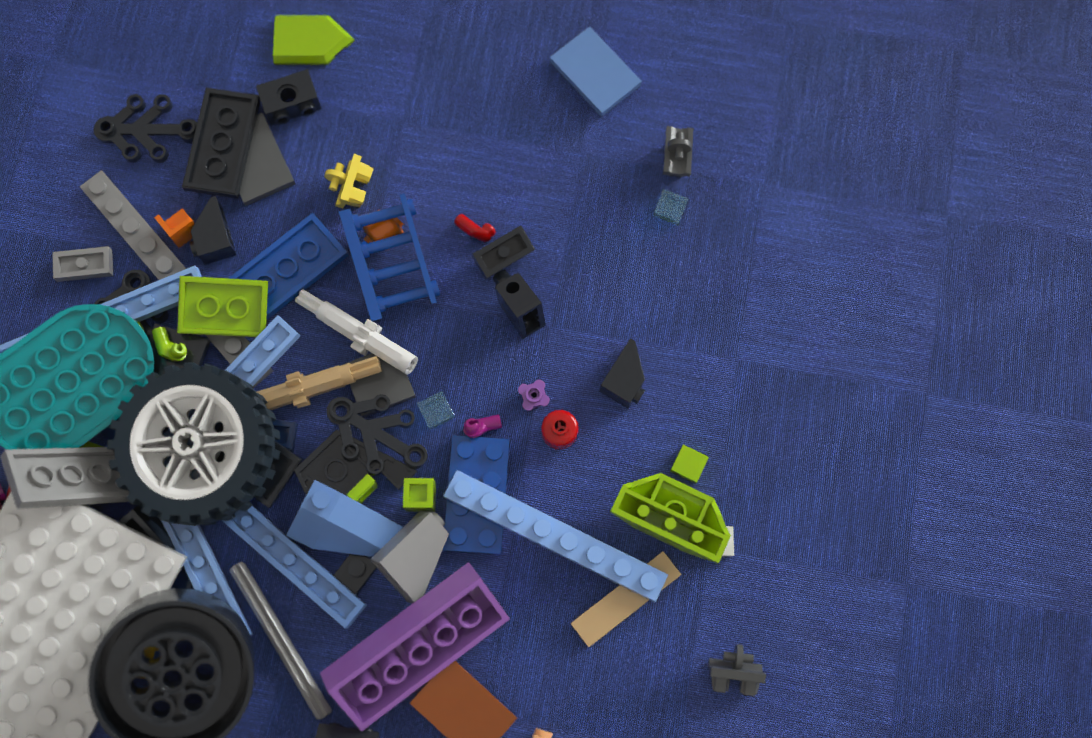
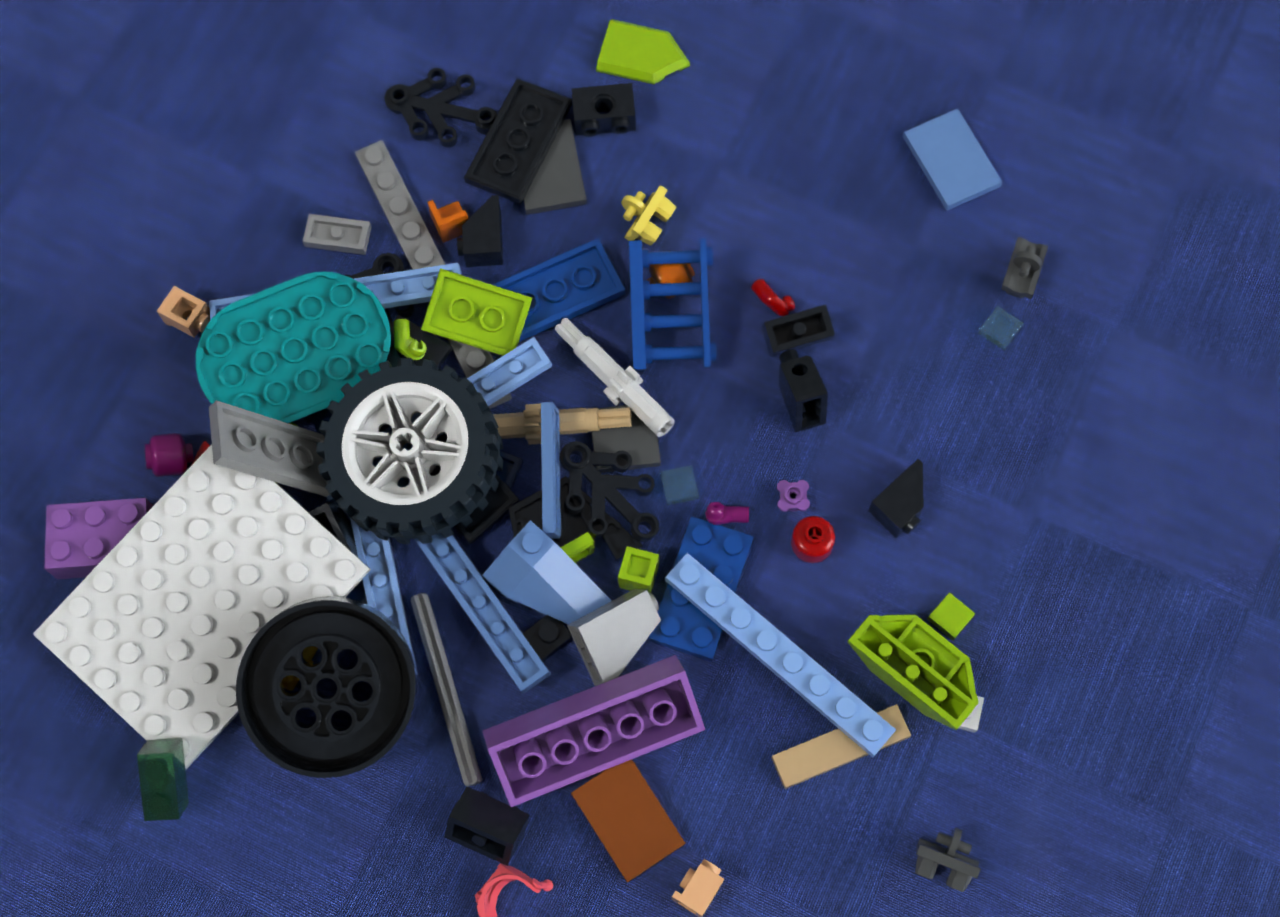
camera: 20 degrees right, 5 degrees down
(322, 429) = (550, 470): none -> medium blue tile

